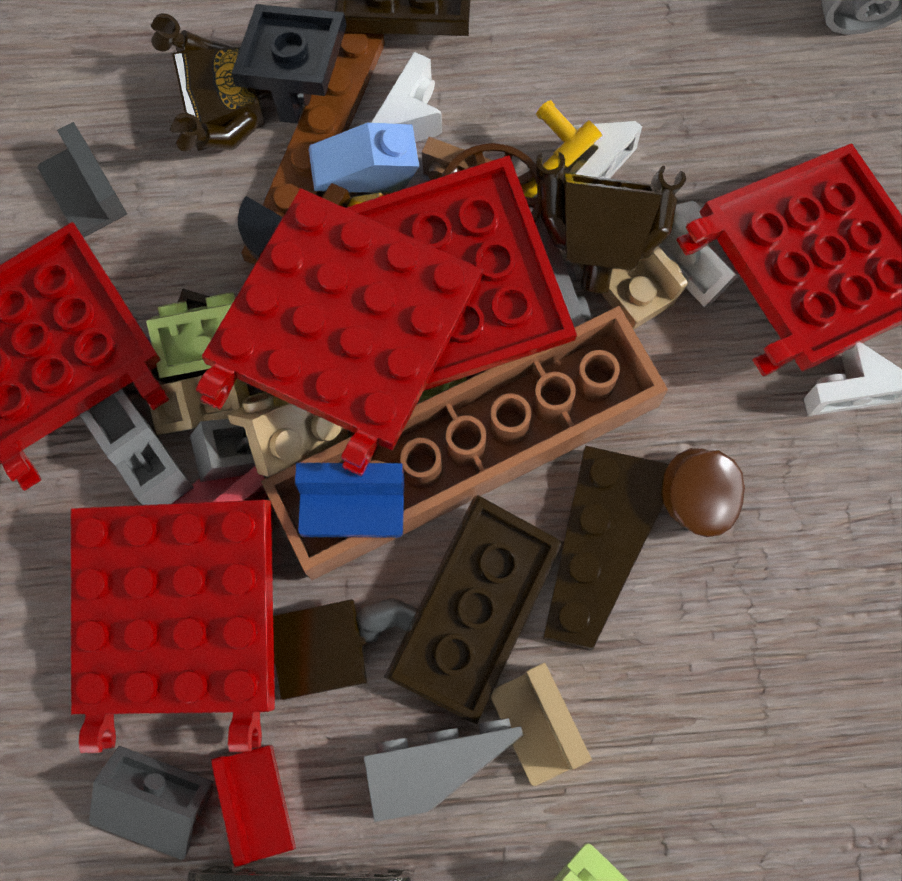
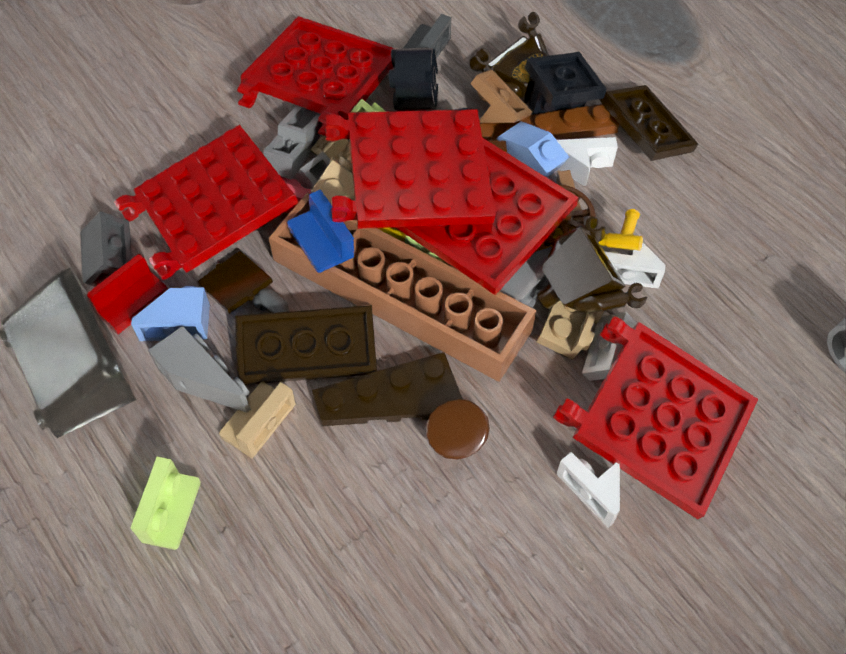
camera: 55 degrees right, 15 degrees down
(146, 231) = (414, 78): none -> black brick
(274, 148) = (505, 104): none -> medium nougat slope
(327, 754) = (172, 310): none -> light blue slope

